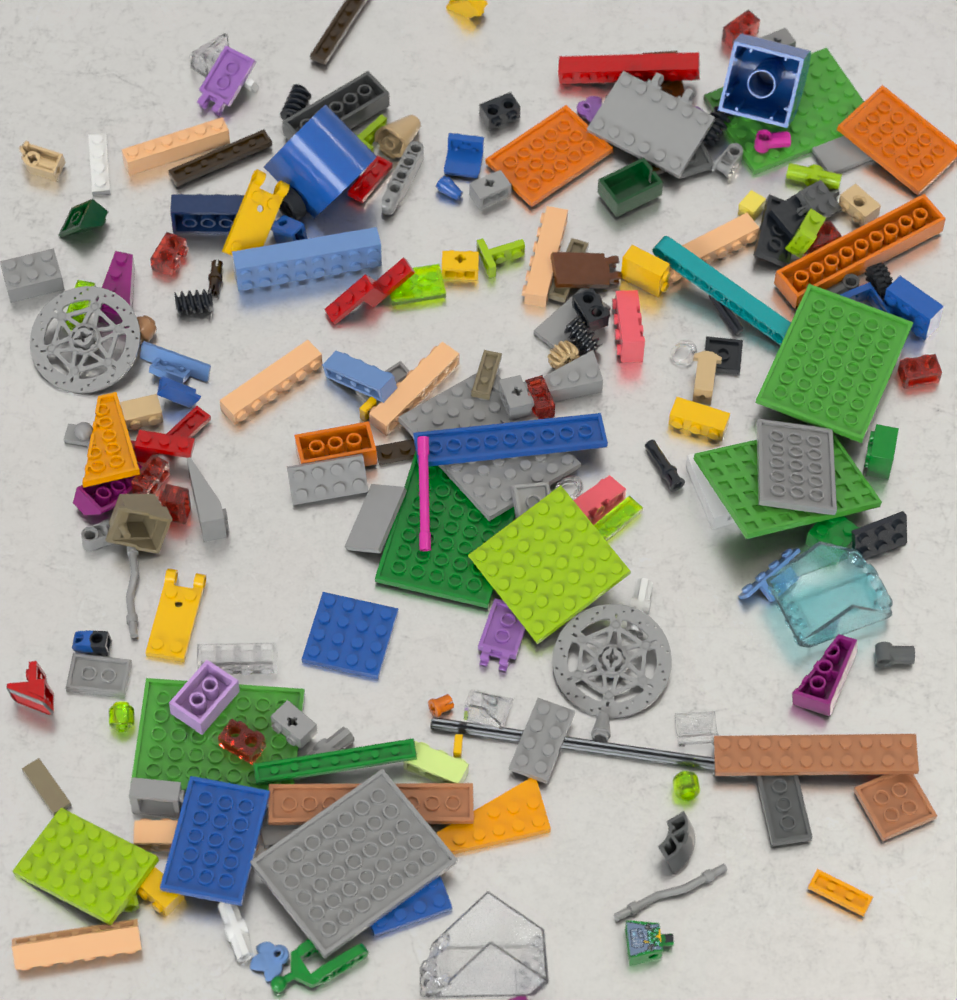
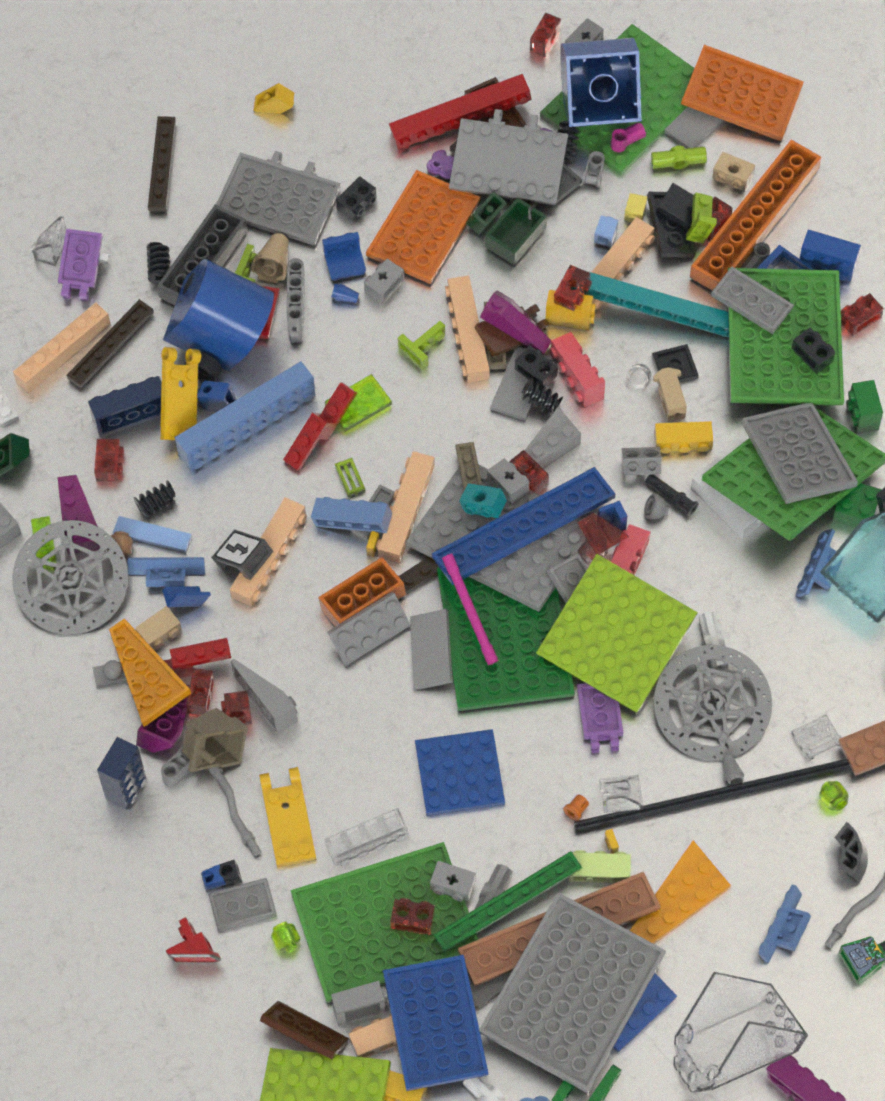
camera: 20 degrees left, 5 degrees up
(42, 517) = (122, 773): none -> dark blue brick
(46, 786) = (246, 1033): dark tan tile -> none
(97, 802) = (304, 1029): none -> reddish brown tile
(178, 331) = (154, 534): none -> light blue tile
(191, 423) = (210, 623): red plate -> none
(204, 697) = (358, 888): lavender brick -> none
(215, 277) = (163, 467): dark brown pin -> none
(246, 373) = (243, 552): none -> panel
(377, 358) = (361, 488): none -> lime tile
(431, 86) = (279, 197): none -> light grey hinge
(460, 265) = (391, 367): yellow brick -> none
(482, 404) = (483, 500): none -> teal brick
(542, 740) = (685, 804): light grey plate -> none
(562, 354) = (531, 422): tan gear -> none
(577, 472) = (601, 533): none -> clear red wing
(584, 884) = (787, 926): none -> medium blue bracket
(588, 261) = (510, 318): none -> magenta wedge
(596, 461) = (614, 514): none -> blue panel
(610, 162) = (486, 213): none -> dark green brick
(618, 517) = (654, 560): clear neon green plate -> none
(643, 253) = (573, 278): none -> clear red brick
(643, 471) = (655, 507): none -> light grey brick
(648, 425) = (641, 461): none -> light grey brick
(713, 215) = (606, 231): none -> light blue brick
(728, 316) = (663, 325): black axle -> none
(817, 319) = (752, 300): none -> light grey tile
(819, 199) = (695, 179): dark grey plate -> none
(849, 383) = (810, 353): none -> black brick
(879, 277) = (786, 237): black tyre -> none

